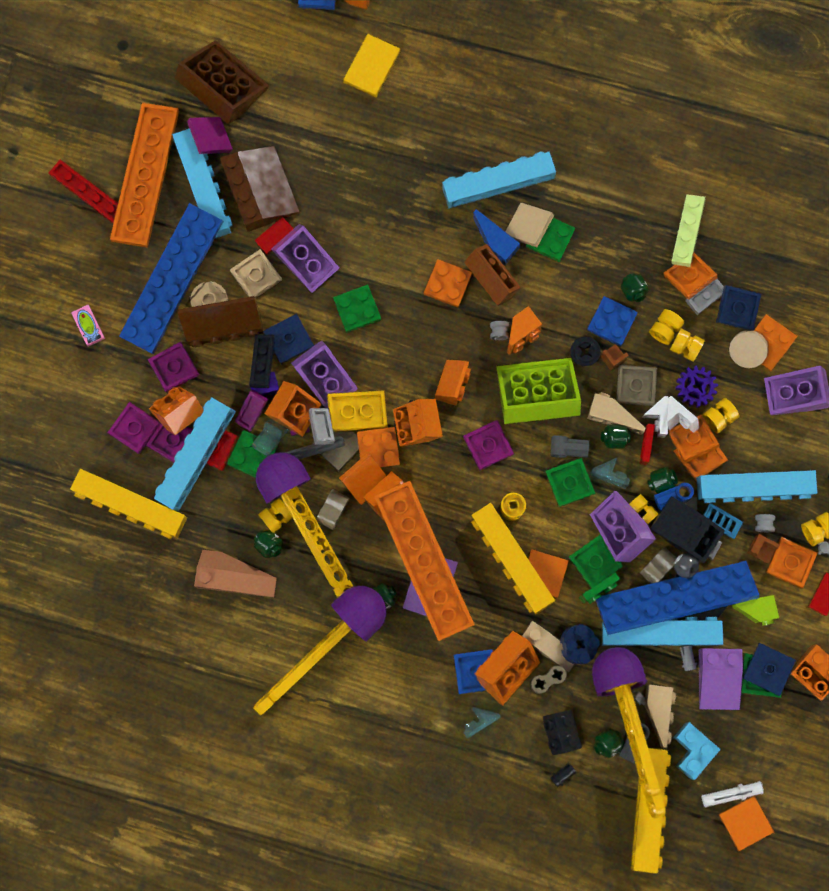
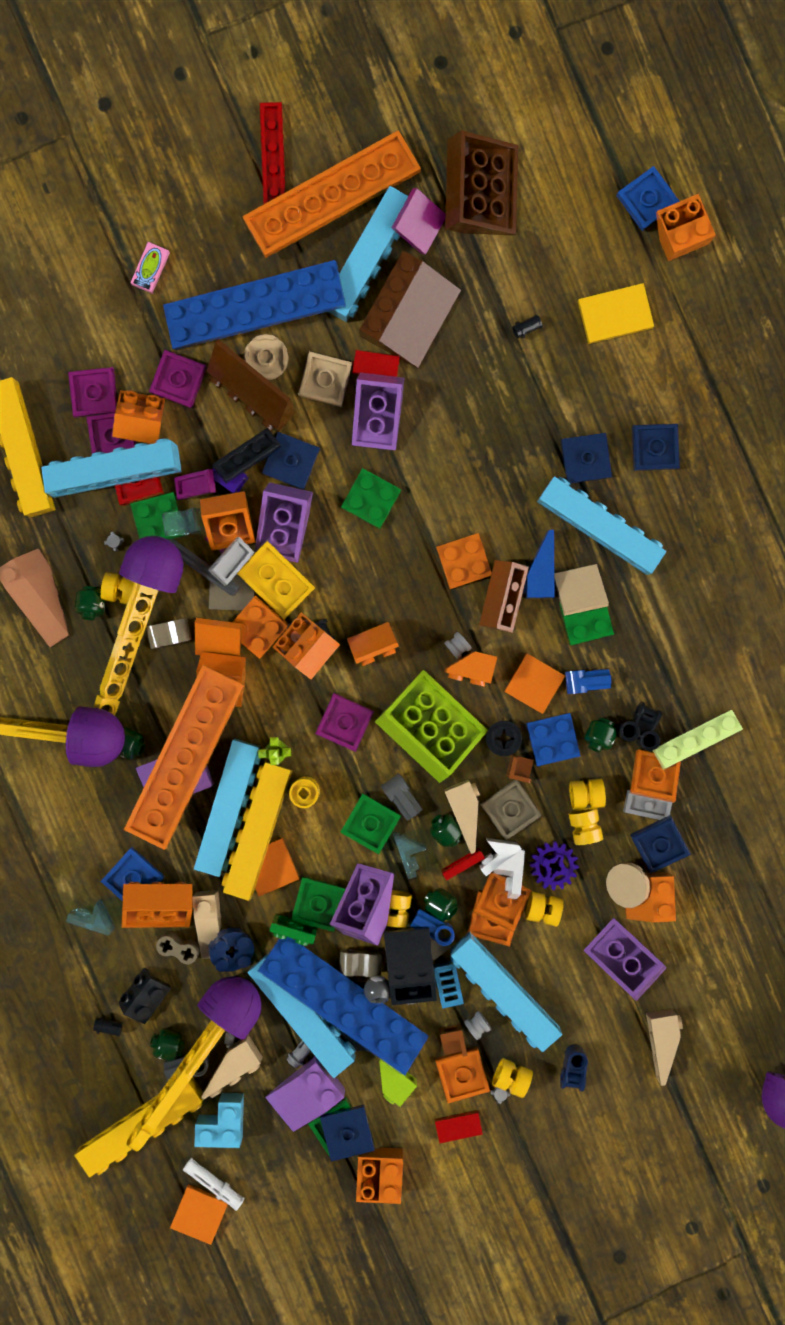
camera: 50 degrees right, 10 degrees up
(241, 495) = (114, 541): none -> light grey piece
(332, 125) = (527, 326): none -> black pin
(447, 155) = (586, 458): none -> dark blue plate
(469, 504) = (275, 751): none -> lime rock
(477, 107) = (655, 447): none -> dark blue plate
(480, 566) = (227, 808): none -> medium azure brick
(565, 303) = (534, 683): none -> orange tile
(589, 271) = (582, 681): none -> blue piece
(649, 255) = (642, 726): none -> black piece

